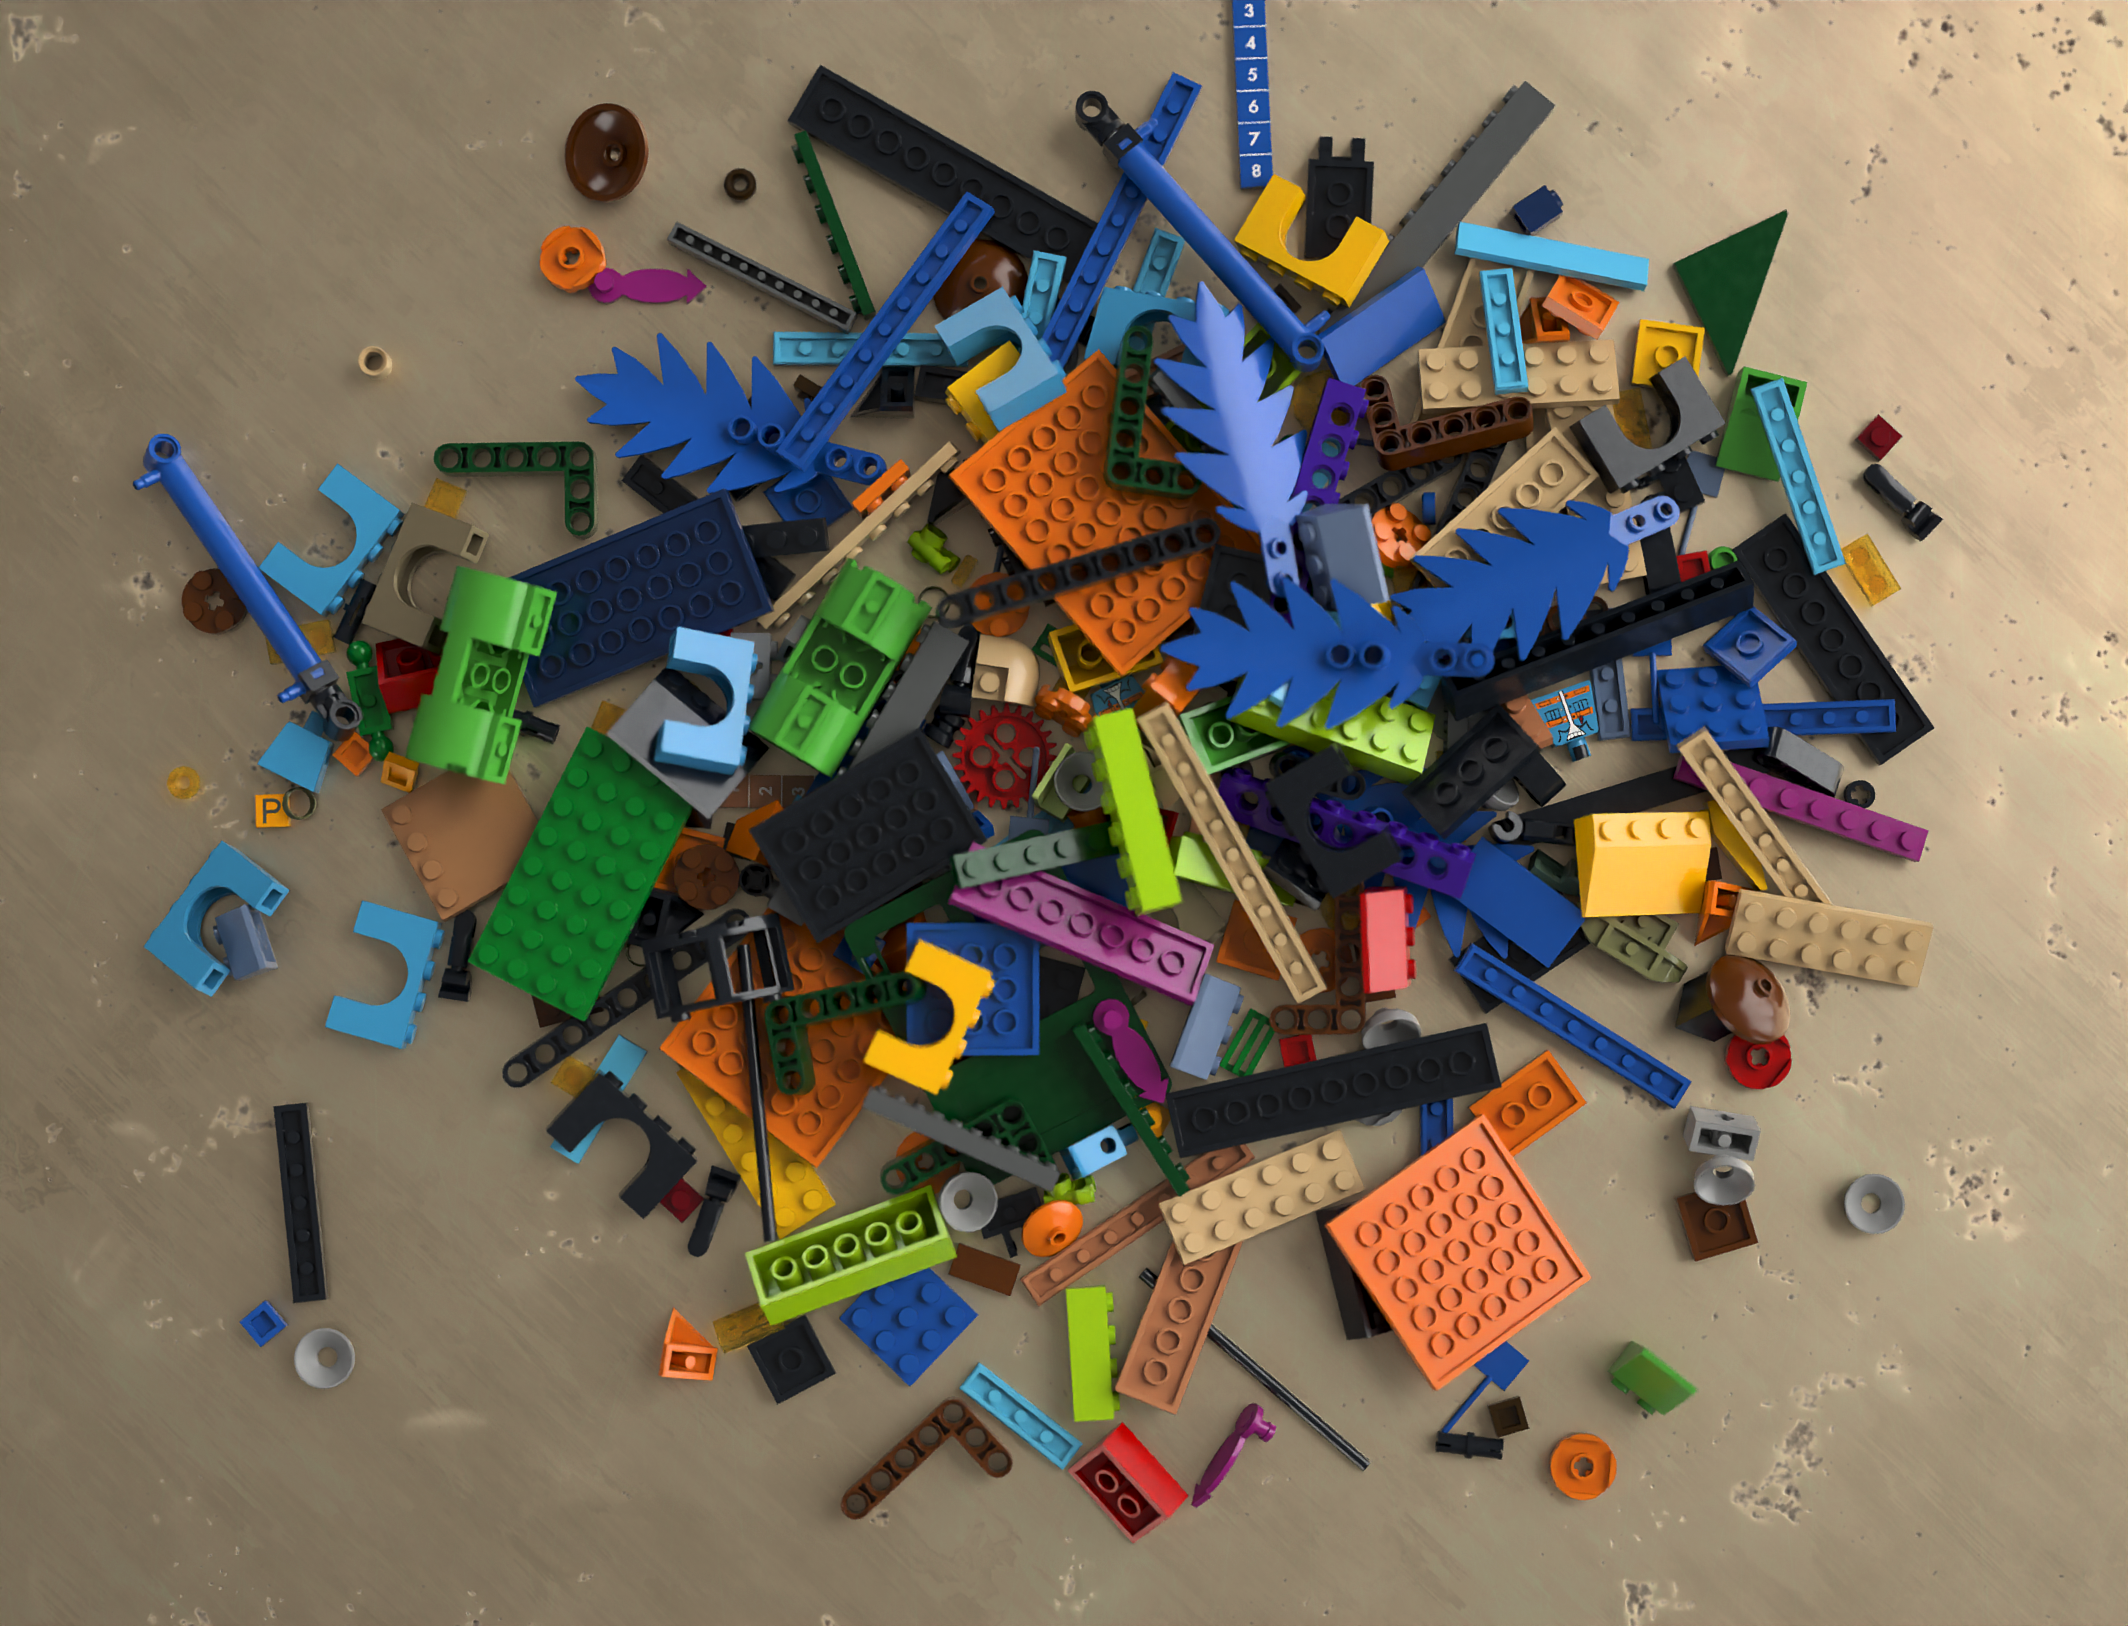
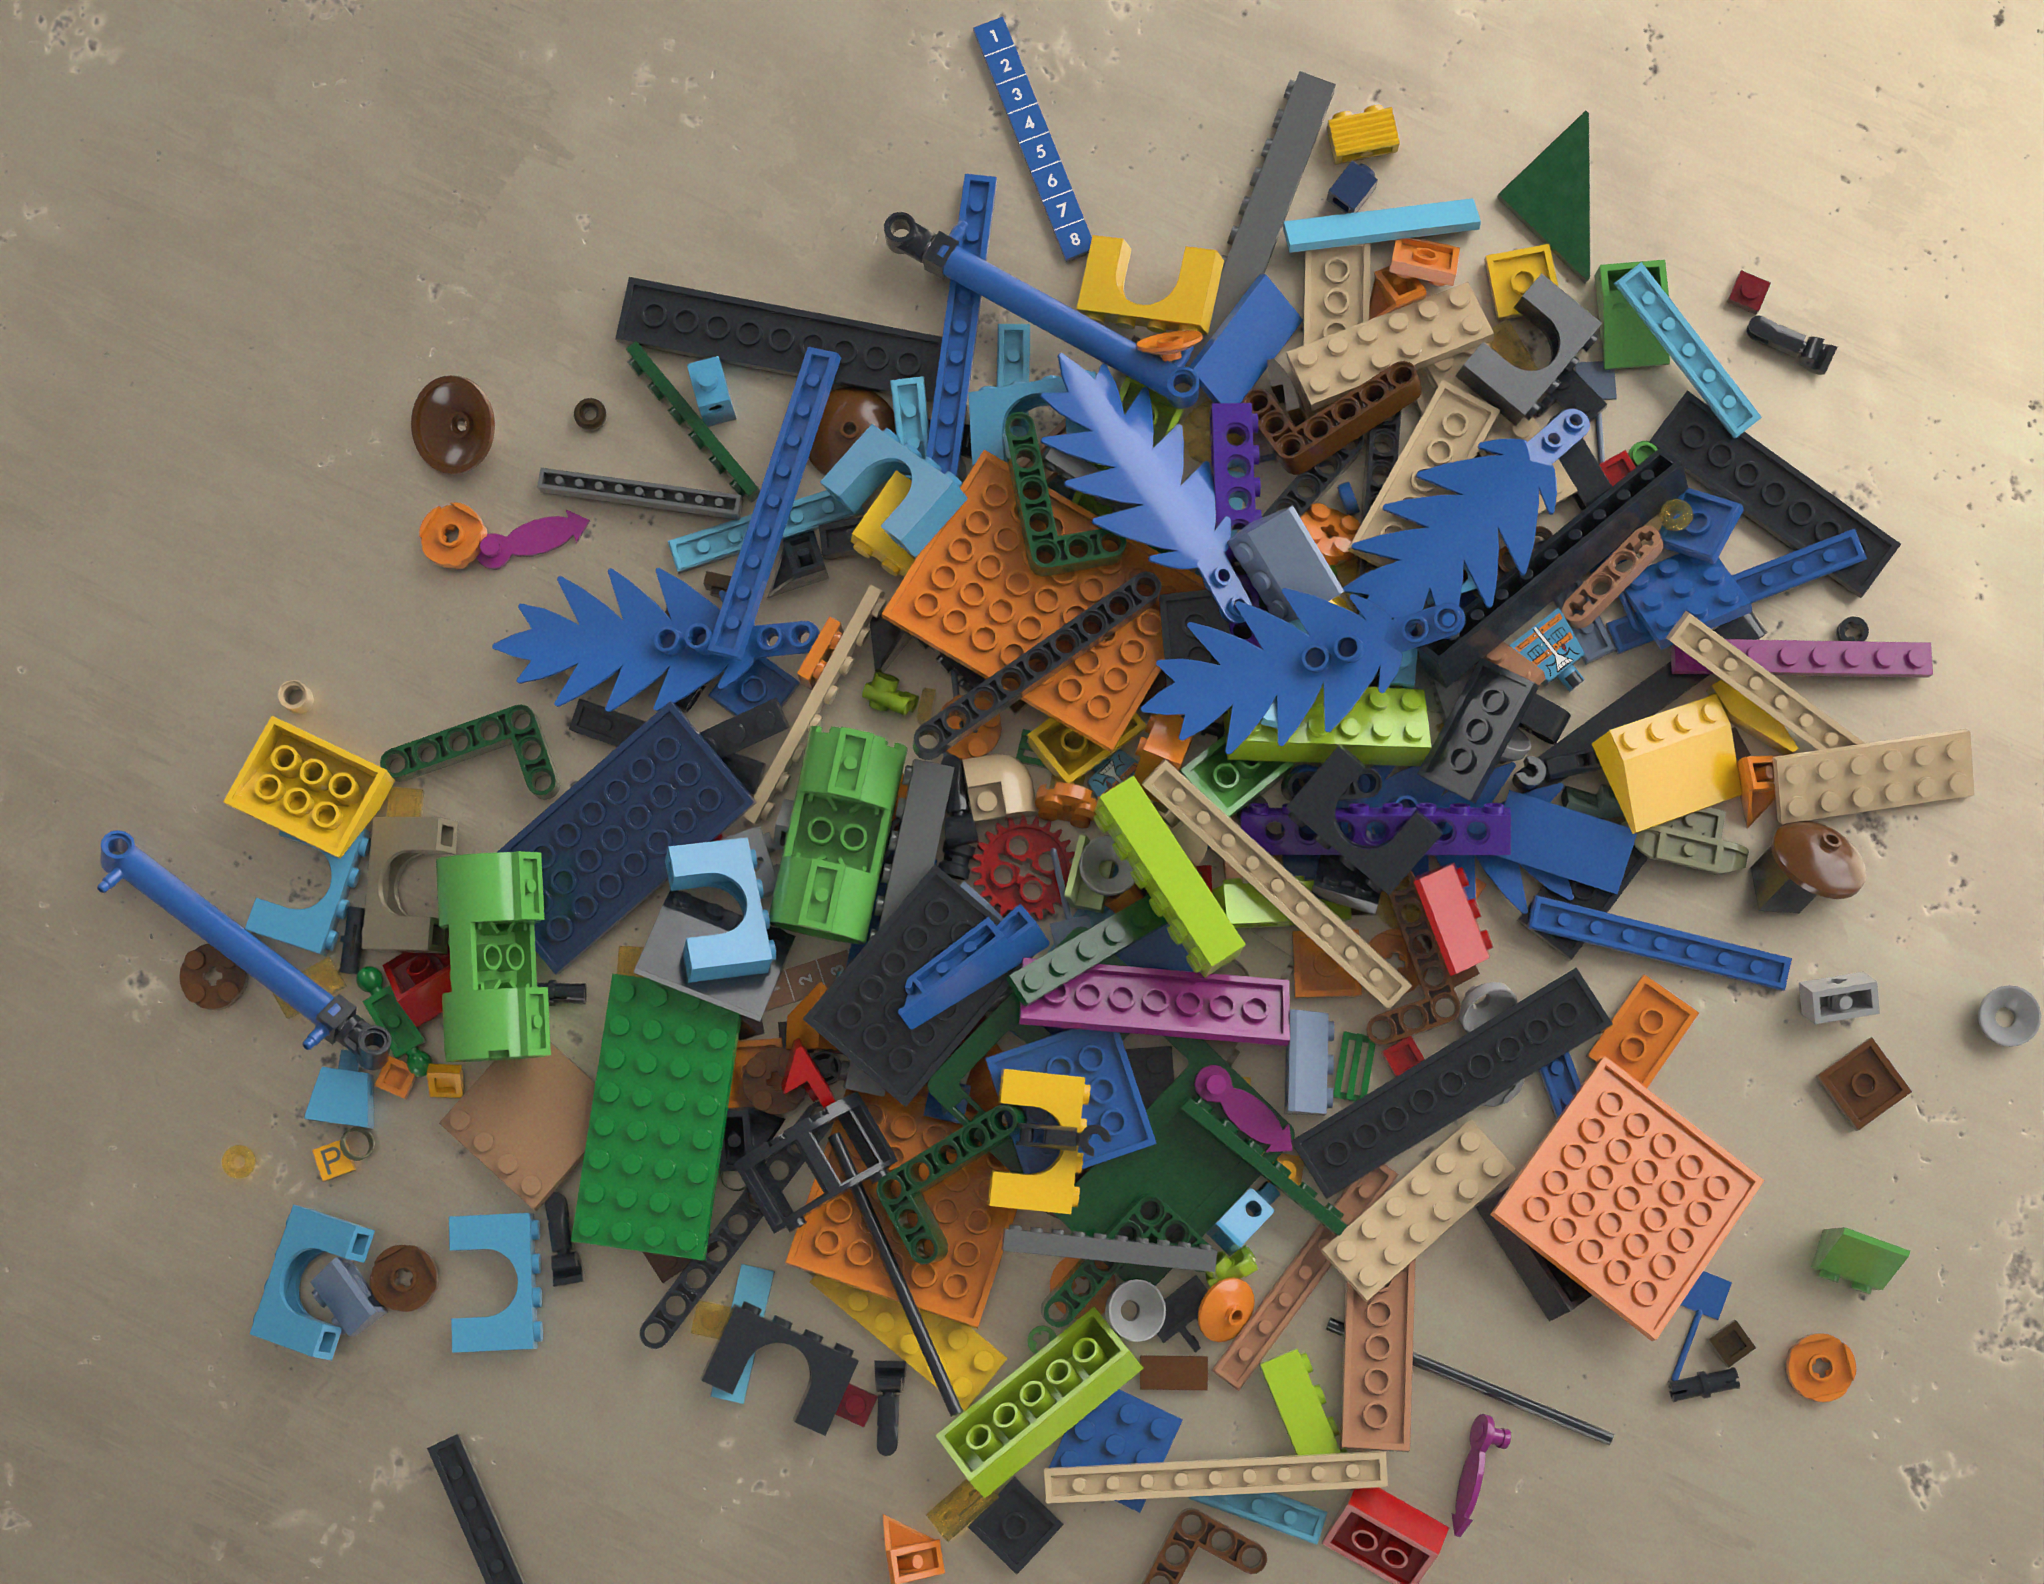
camera: 10 degrees left, 5 degrees down
(292, 958) = (410, 1259): none -> reddish brown plate
(360, 455) = (309, 788): none -> yellow slope
(734, 876) = (802, 1069): none -> red slope
(862, 202) = (711, 390): none -> dark azure torso
(863, 1198) = (1032, 1343): none -> bright green bush
(922, 832) = (971, 964): none -> blue wedge
(934, 587) = (904, 731): olive axle -> none
(951, 1021) = (1061, 1137): none -> black piece
(989, 1378) = (1216, 1477): none -> tan plate
(1308, 306) = (1170, 343): none -> orange dish
(1336, 195) = (1158, 237): black tile -> none
(1405, 387) = (1286, 392): none -> dark brown slope
(1503, 331) = (1361, 308): medium azure tile -> none
(1565, 161) = (1362, 134): none -> yellow brick
(1648, 663) = (1617, 580): none -> nougat beam
(1724, 1187) = (1862, 1048): light grey piece -> none
(1728, 622) = (1672, 508): none -> clear yellow plate
(1758, 1076) = (1854, 931): red plate -> none
(1800, 762) = (1786, 618): beam -> none
(1869, 570) = (1786, 417): clear yellow plate -> none

